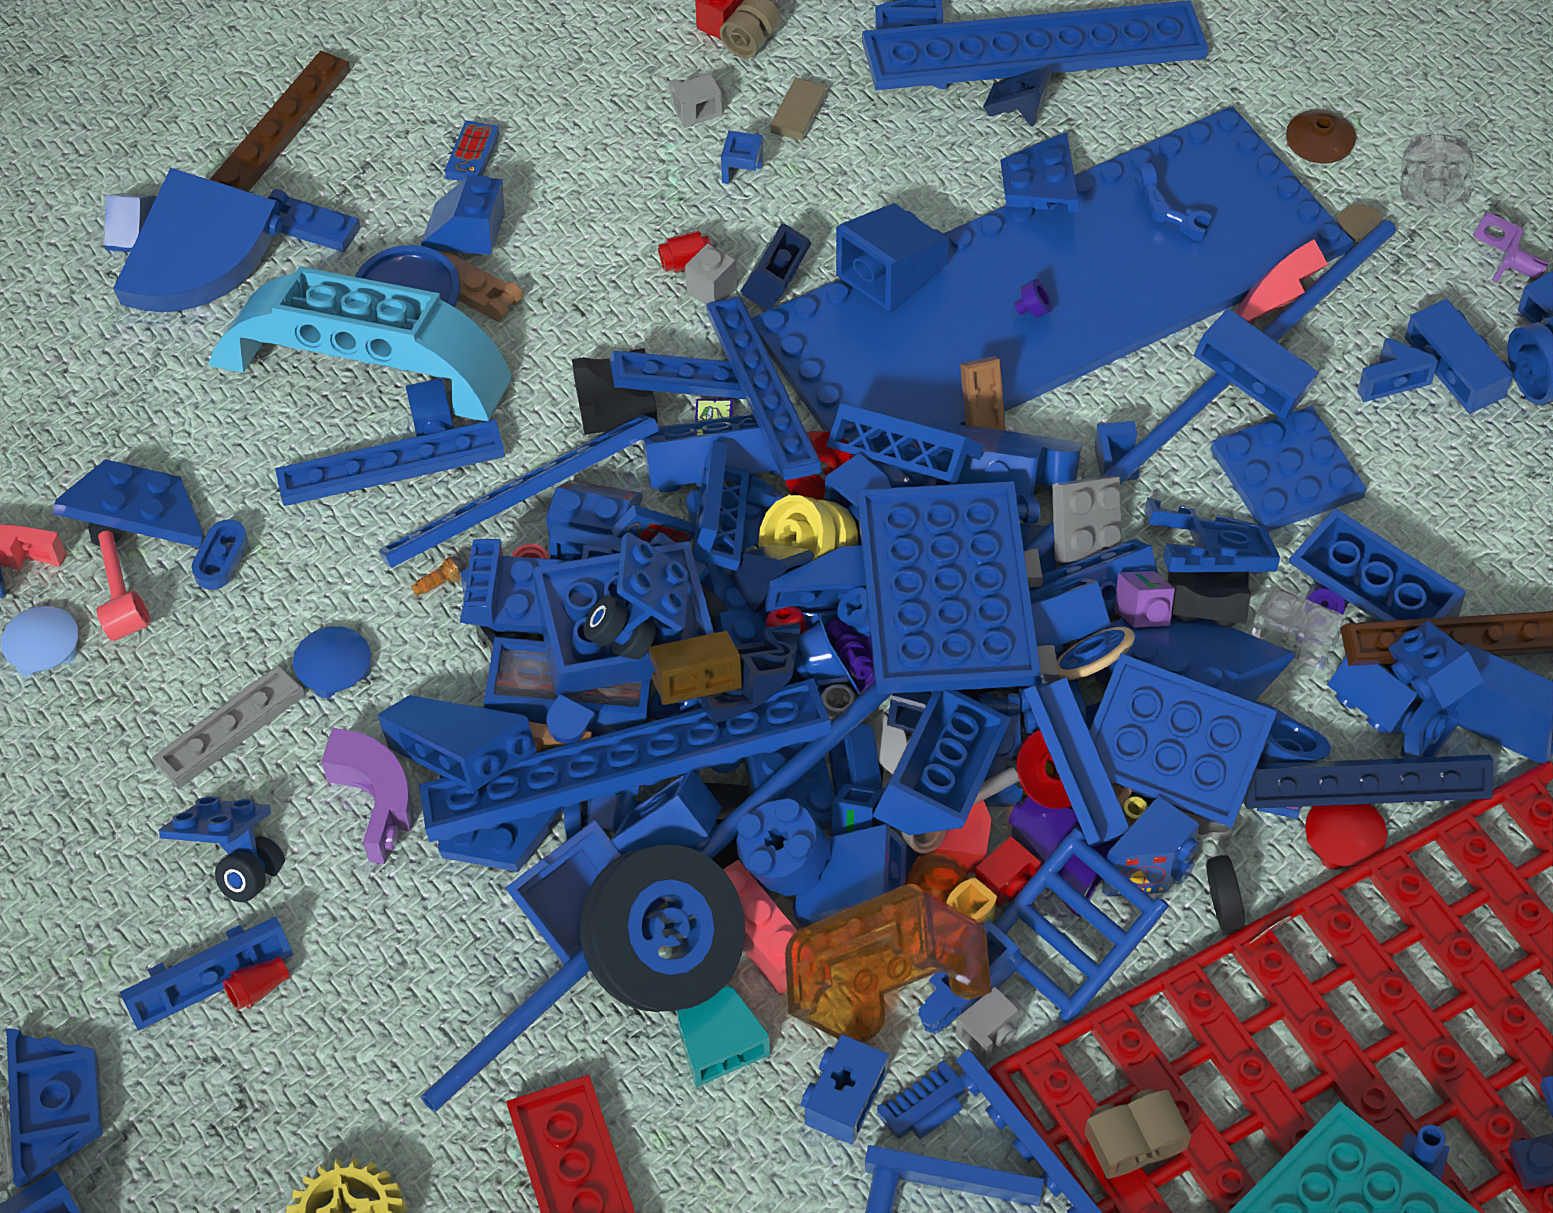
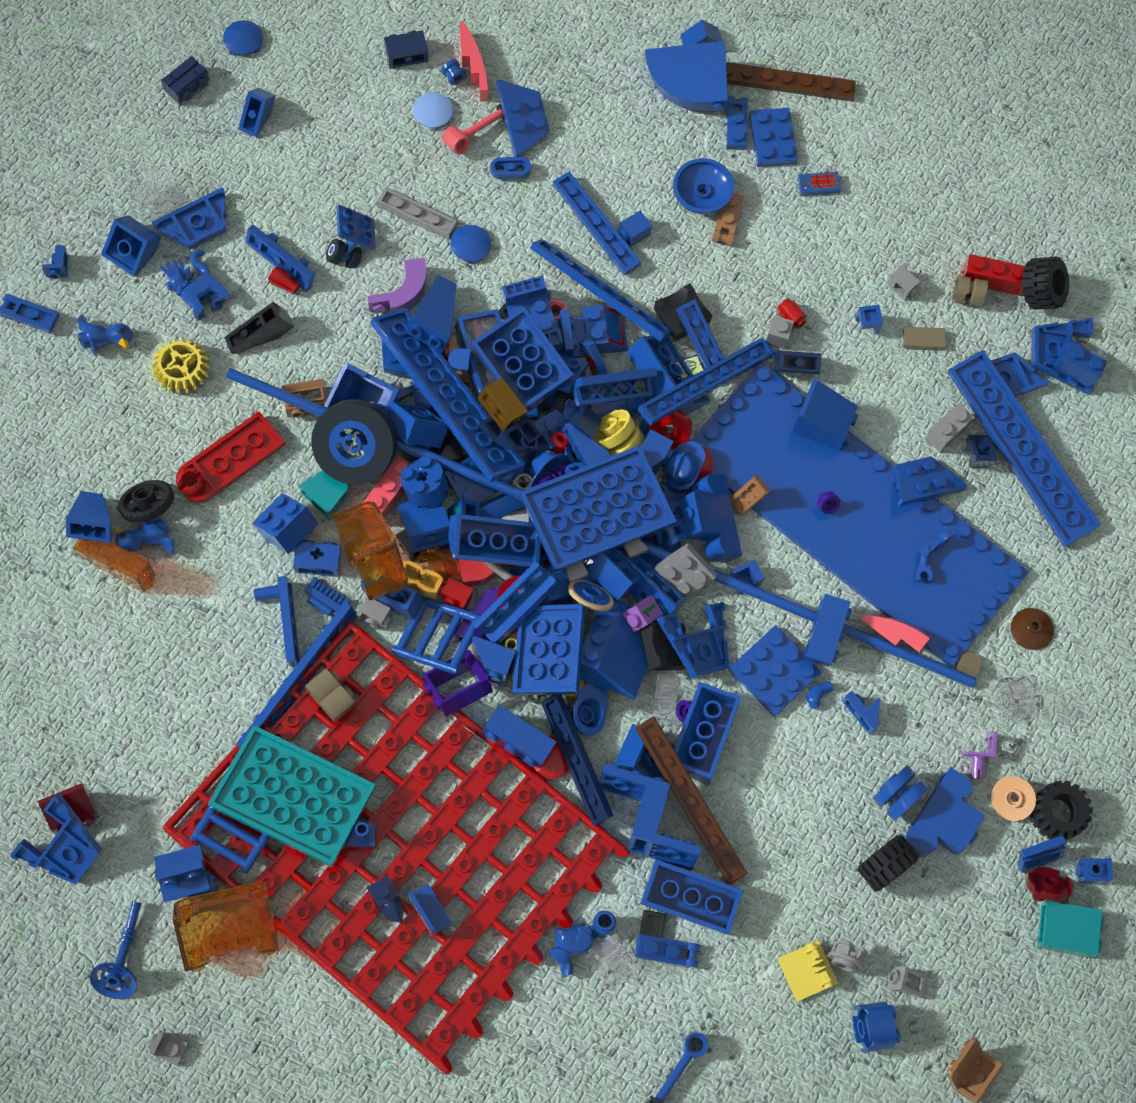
camera: 60 degrees right, 15 degrees up
(205, 1146) = (200, 289): none -> blue animal
(337, 1054) = (259, 329): none -> black slope
(359, 183) = (773, 137): none -> blue plate
(370, 325) = (659, 183): medium azure slope -> none
(448, 572) = (537, 272): clear orange piece -> none
(467, 217) = (767, 198): blue slope -> none
(503, 979) = (304, 388): none -> medium nougat window
(653, 587) = (524, 363): blue plate -> none
(762, 1114) = (285, 523): none -> blue brick
(908, 432) = (693, 457): blue fence -> none
(965, 120) = (949, 427): none -> light grey brick
(1169, 884) = (464, 697): none -> dark purple window
(1225, 893) = (484, 704): black tyre -> none
(1303, 856) = (518, 737): none -> blue wedge
(1346, 426) = (816, 692): none -> blue arm
(1434, 665) = (642, 767): blue brick -> none
(1463, 356) = (890, 744): blue brick -> none

